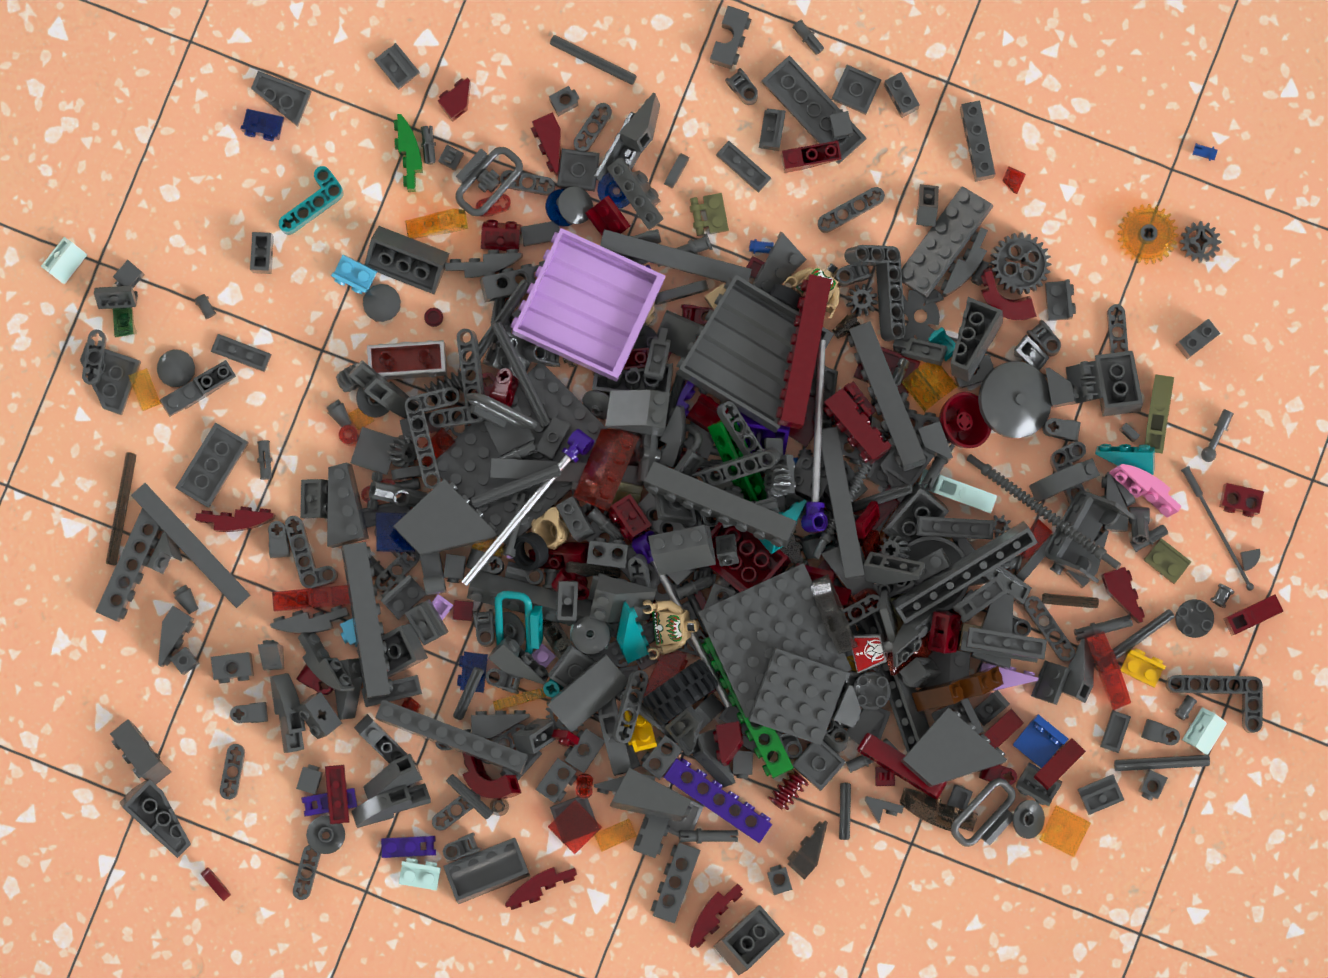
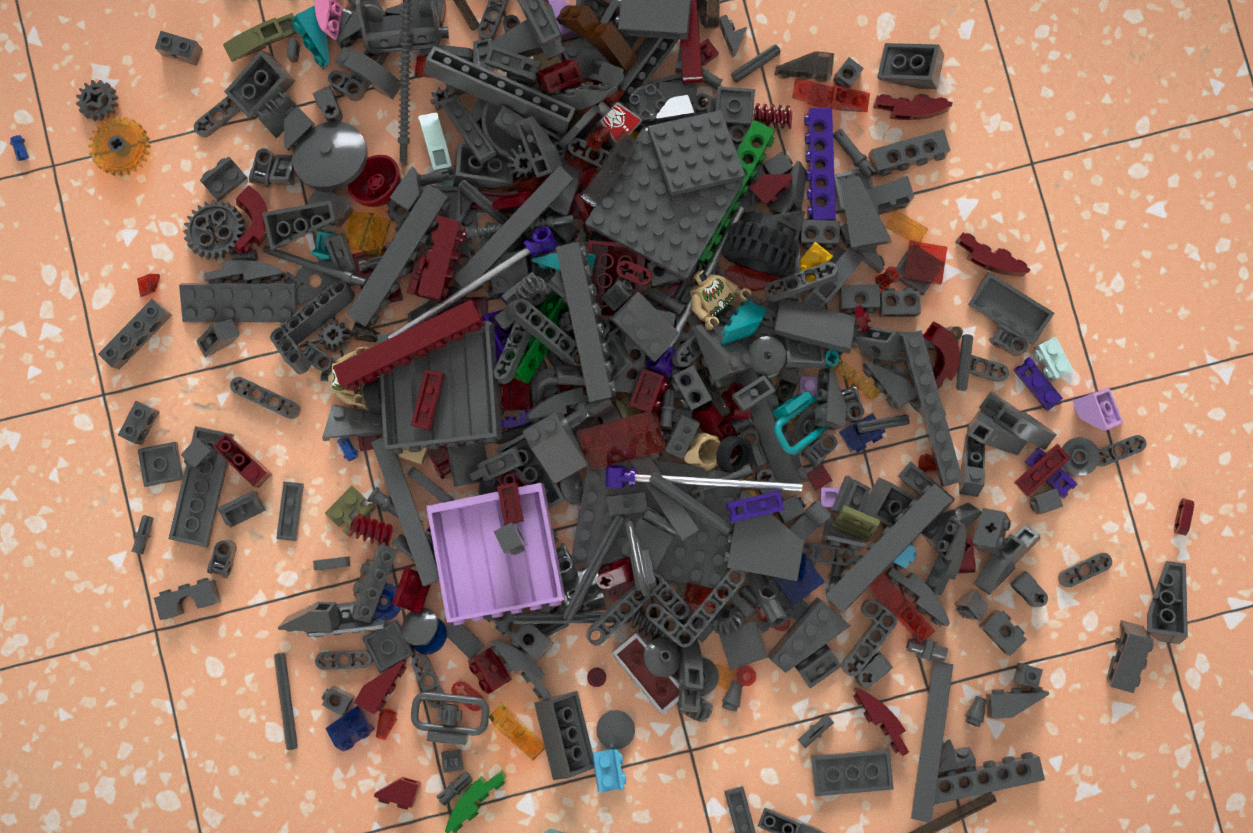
camera: 125 degrees left, 0 degrees up
(263, 595) = (927, 650): none -> dark grey axle
(351, 880) = (1098, 409): none -> lavender slope
(404, 609) = (856, 523): none -> olive plate
(411, 368) = (654, 661): none -> dark grey dish
(475, 535) = (755, 506): none -> dark purple plate
(518, 126) = (386, 721): none -> clear red cone
(534, 94) = (349, 729): none -> clear blue bracket
(588, 322) = (511, 538): none -> dark grey brick
(618, 342) = (510, 503): none -> dark red plate
(681, 219) = (371, 529): none -> dark red piece
(737, 578) = (636, 268): none -> dark red beam
(749, 336) = (428, 399): none -> dark red tile
(771, 852) = (830, 97): none -> clear red slope
(866, 624) = (600, 136): none -> clear red bush
(901, 343) = (346, 276): none -> dark grey bar

